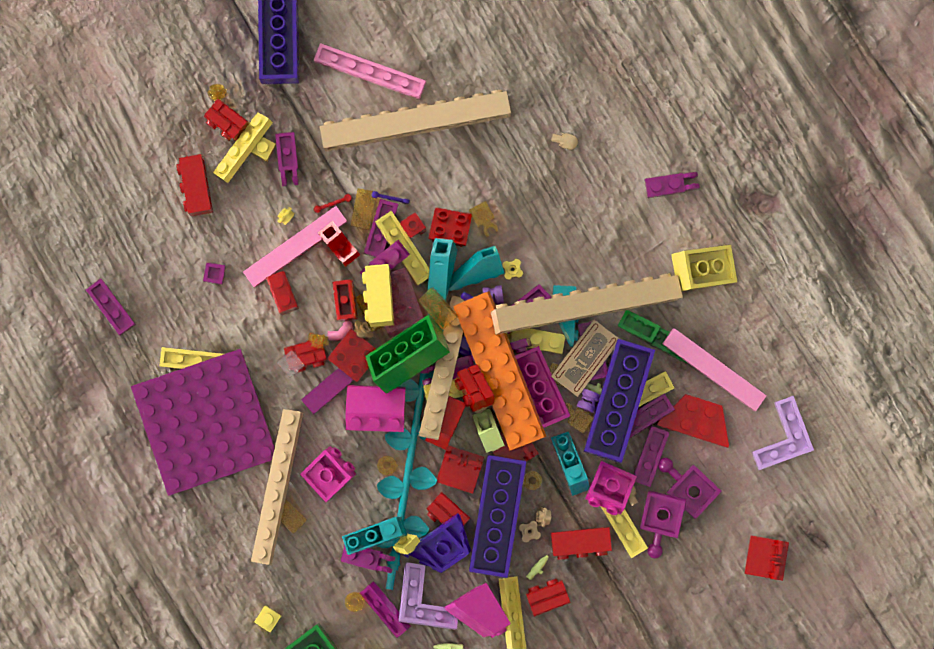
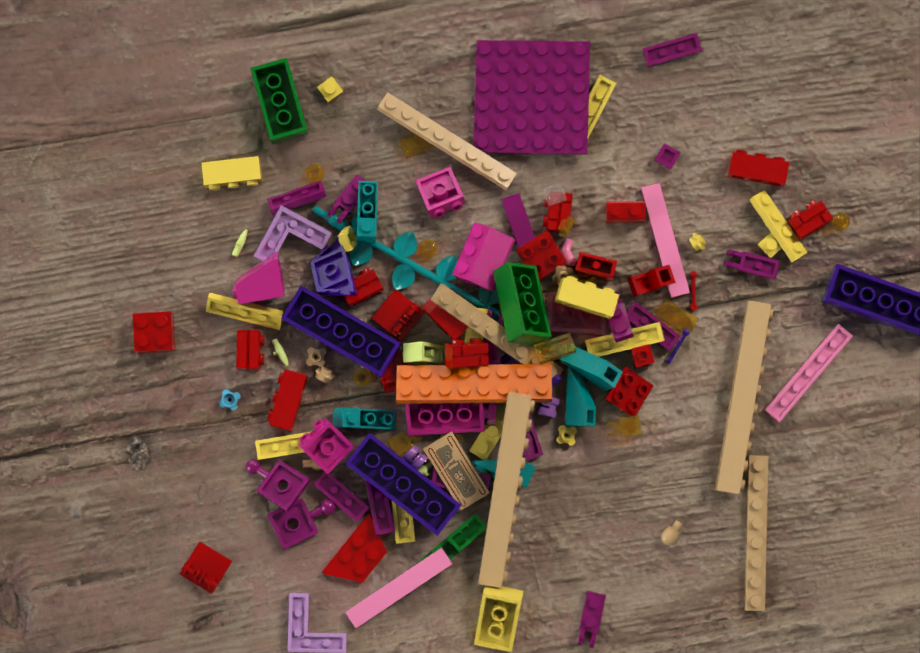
camera: 110 degrees right, 0 degrees up
(535, 64) = (756, 533): none -> tan plate
(606, 598) = (226, 395): none -> medium azure plate

